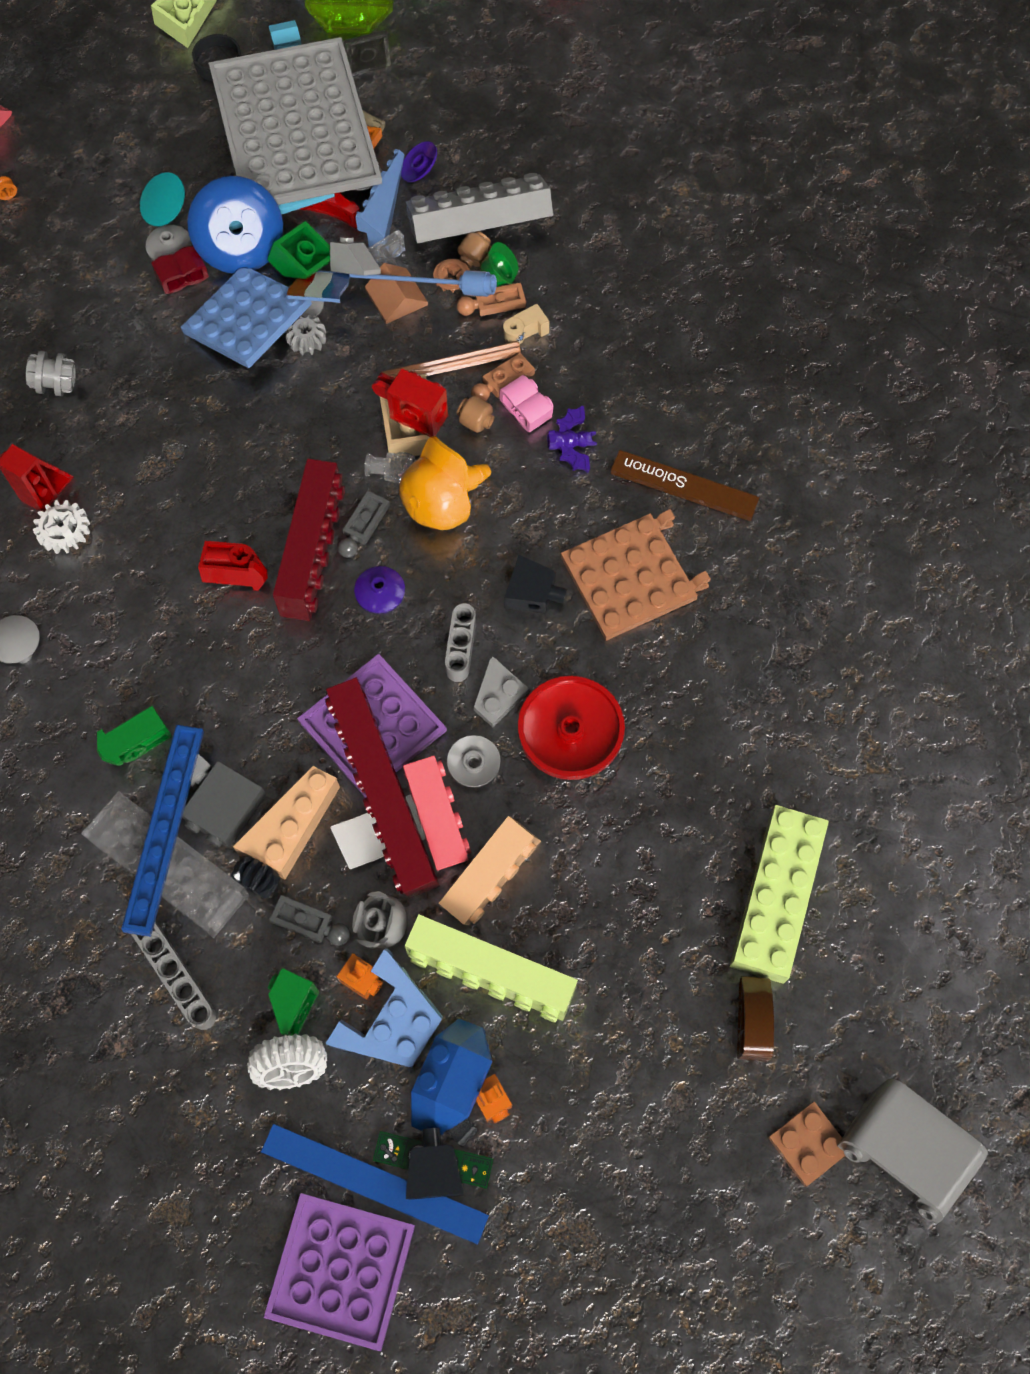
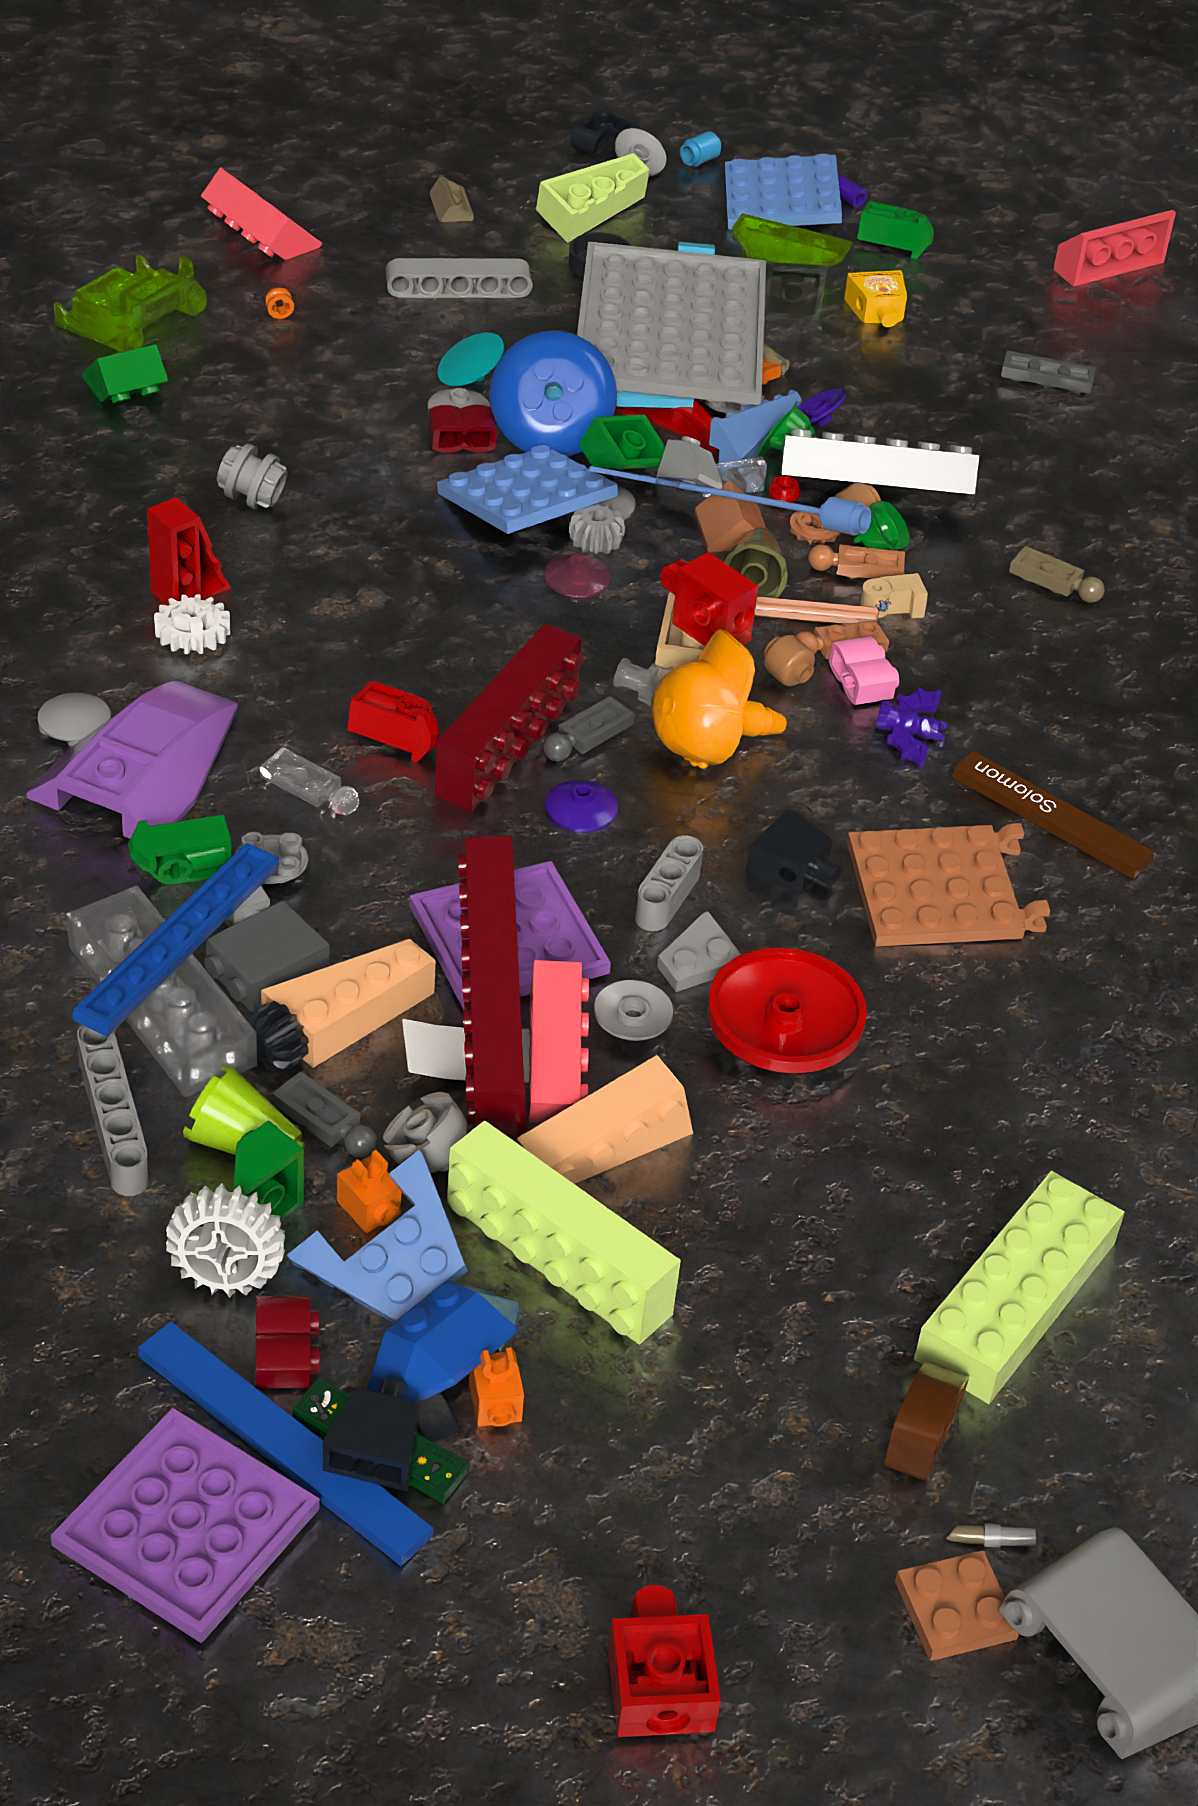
camera: 15 degrees right, 25 degrees down
(76, 663) = (145, 757): none -> medium lavender wedge
(89, 36) = (450, 201): none -> dark tan slope
(123, 117) = (447, 269): none -> light grey beam
(193, 640) = (309, 781): none -> clear plate
(194, 711) = (287, 847): none -> light grey dish
(261, 954) = (231, 1109): none -> lime cone
(307, 386) = (577, 575): none -> clear pink dish
(349, 1113) = (284, 1343): none -> dark red brick
(408, 188) = (793, 419): none -> green piece
(418, 254) = (784, 489): none -> red plate
(426, 33) = (877, 296): none -> yellow torso
(426, 333) = (760, 561): none -> olive cone
(565, 67) = (1048, 372): none -> dark grey plate
(625, 265) = (1056, 575): none -> dark tan plate
(658, 1268) = (662, 1668): none -> red brick
(815, 1085) = (993, 1535): none -> light grey piece

